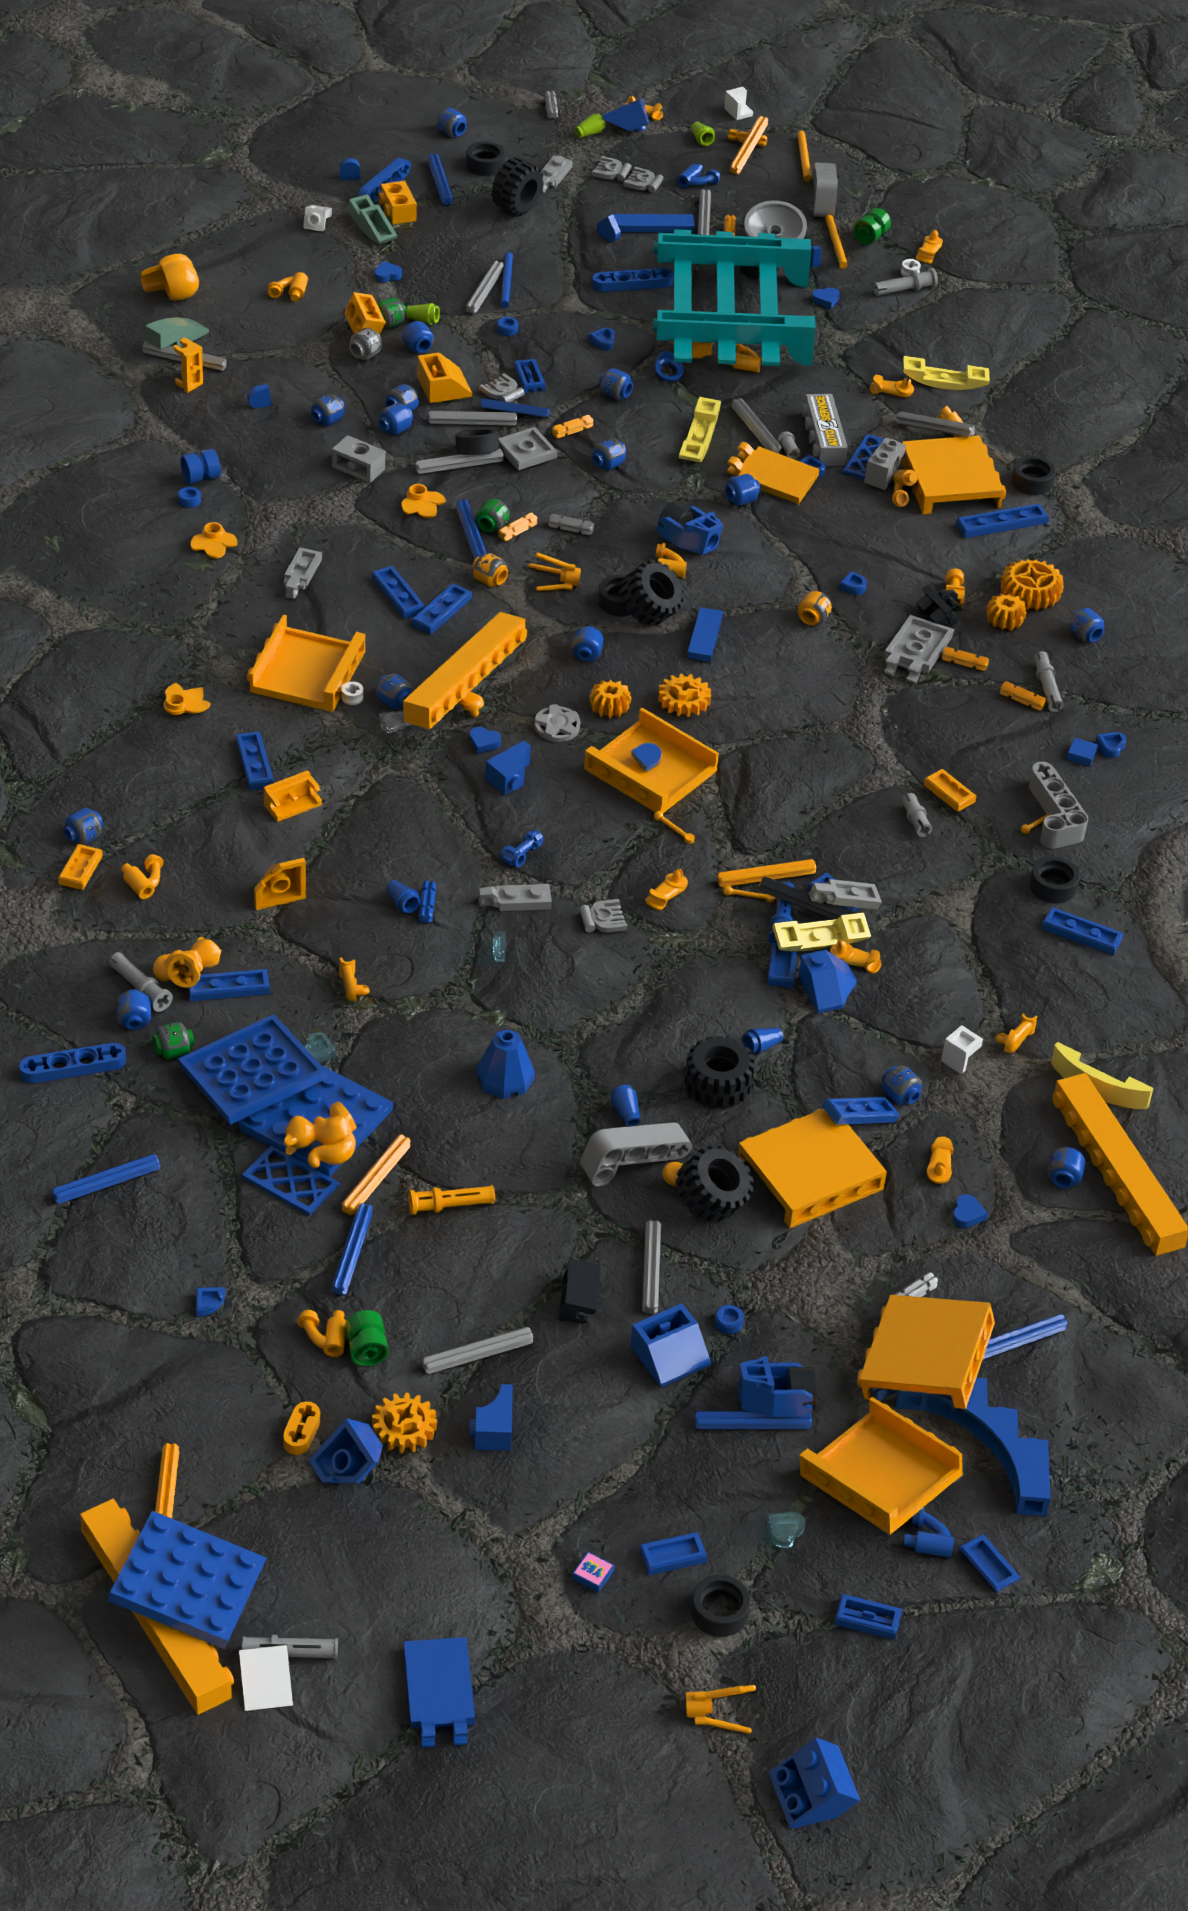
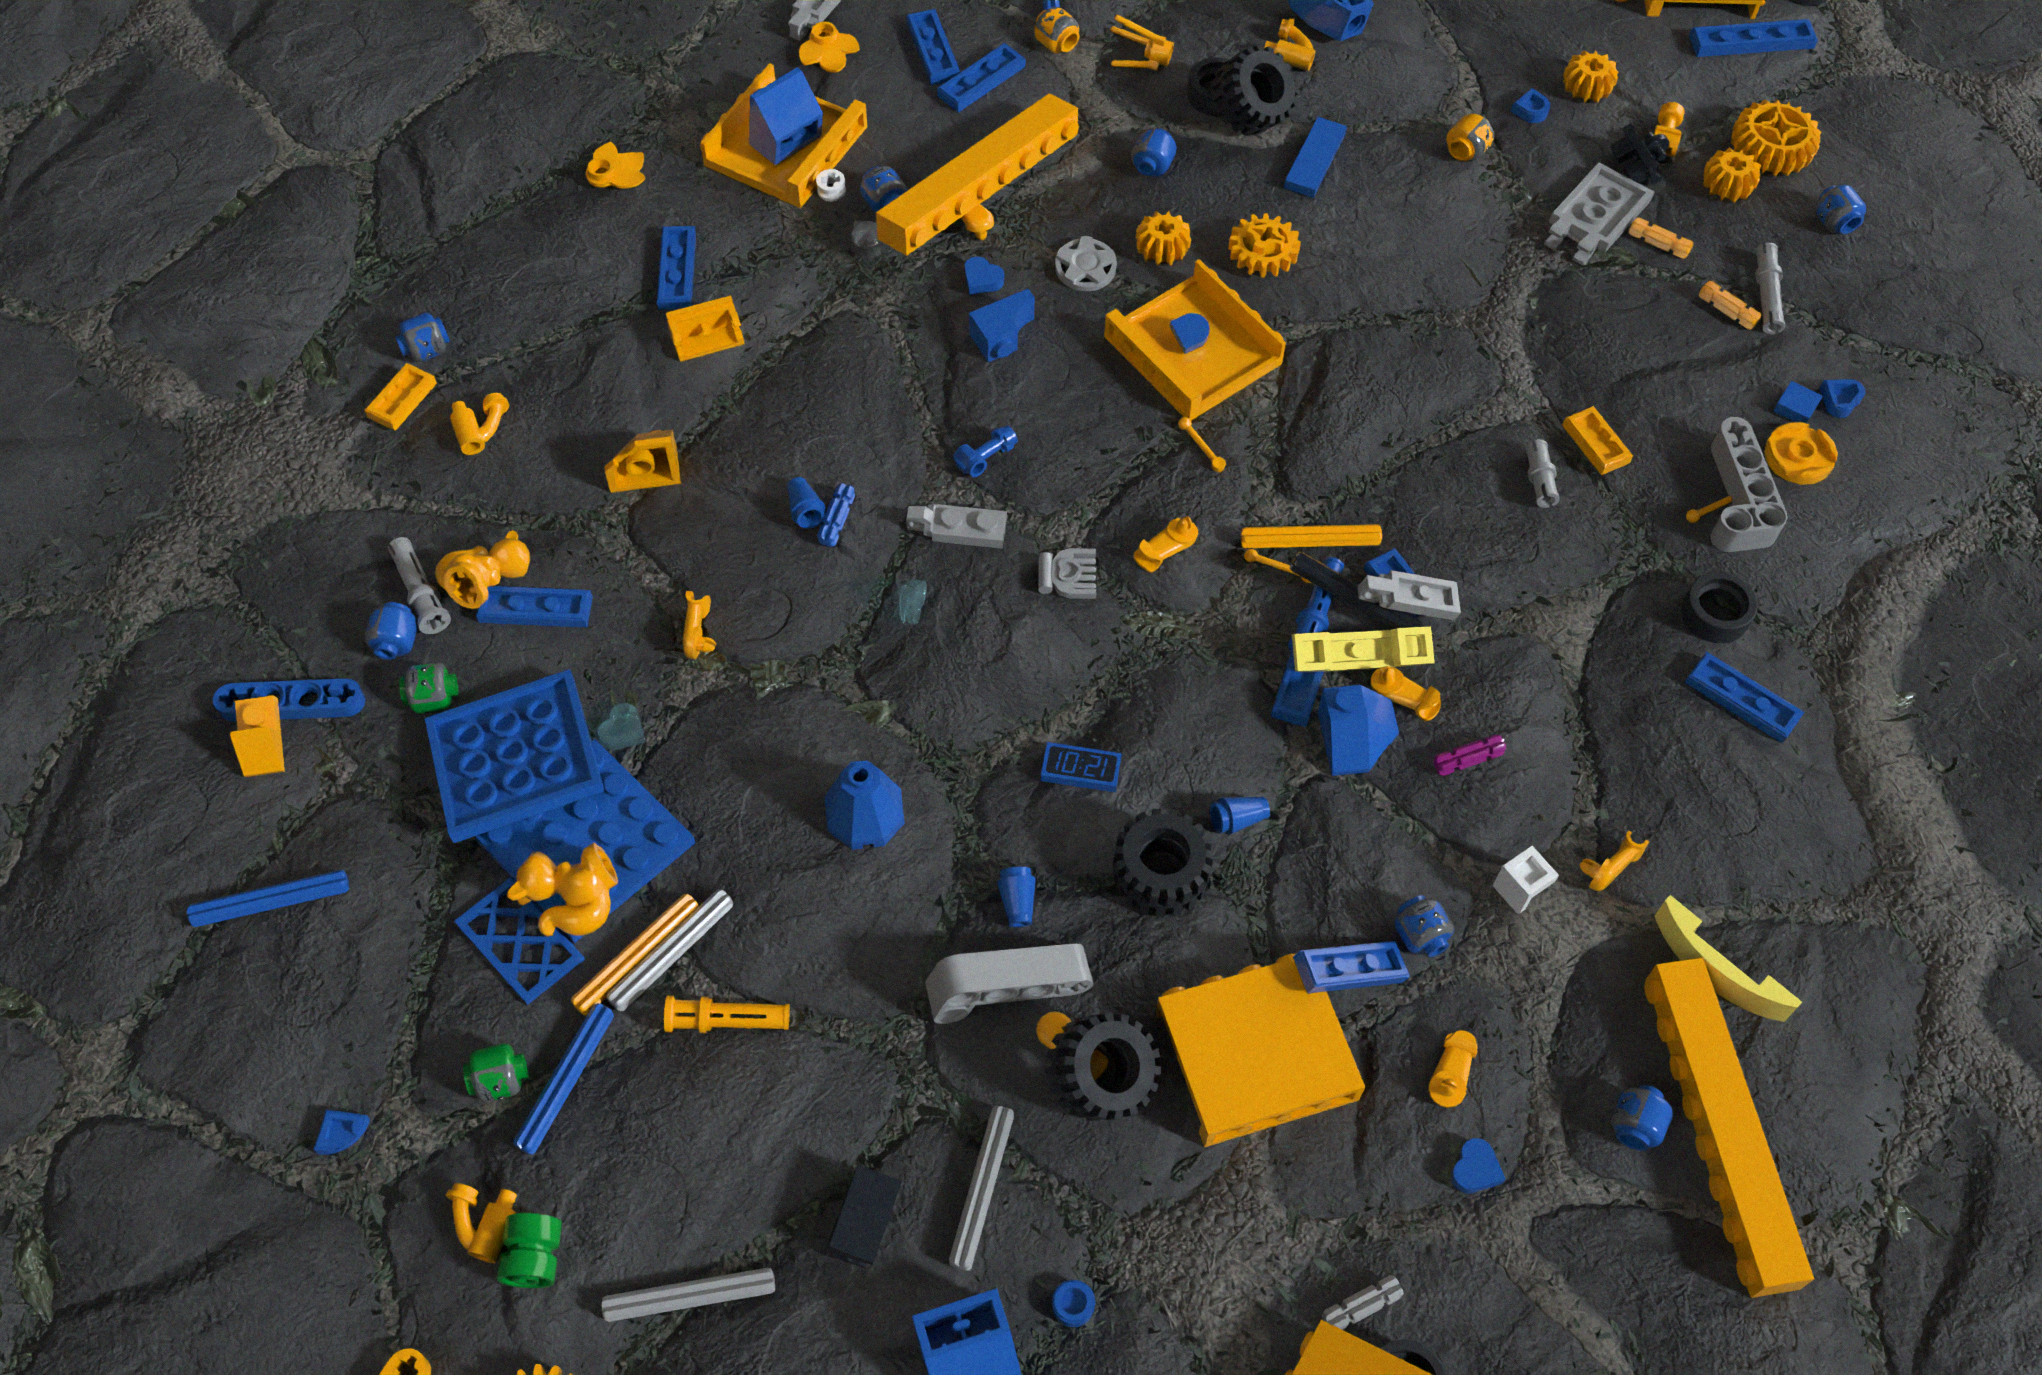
camera: 15 degrees right, 15 degrees up
(63, 1084) = (258, 736): none -> light orange slope
(306, 1249) = (494, 1072): none -> green head
(308, 649) = (784, 117): none -> blue slope
(318, 600) = (827, 47): none -> light orange plate
(399, 1169) = (669, 950): none -> light grey axle
(647, 1029) = (1081, 767): none -> tile
(891, 558) = (1590, 76): none -> light orange gear
(907, 987) = (1469, 754): none -> magenta axle
(1090, 782) = (1800, 453): none -> light orange tile

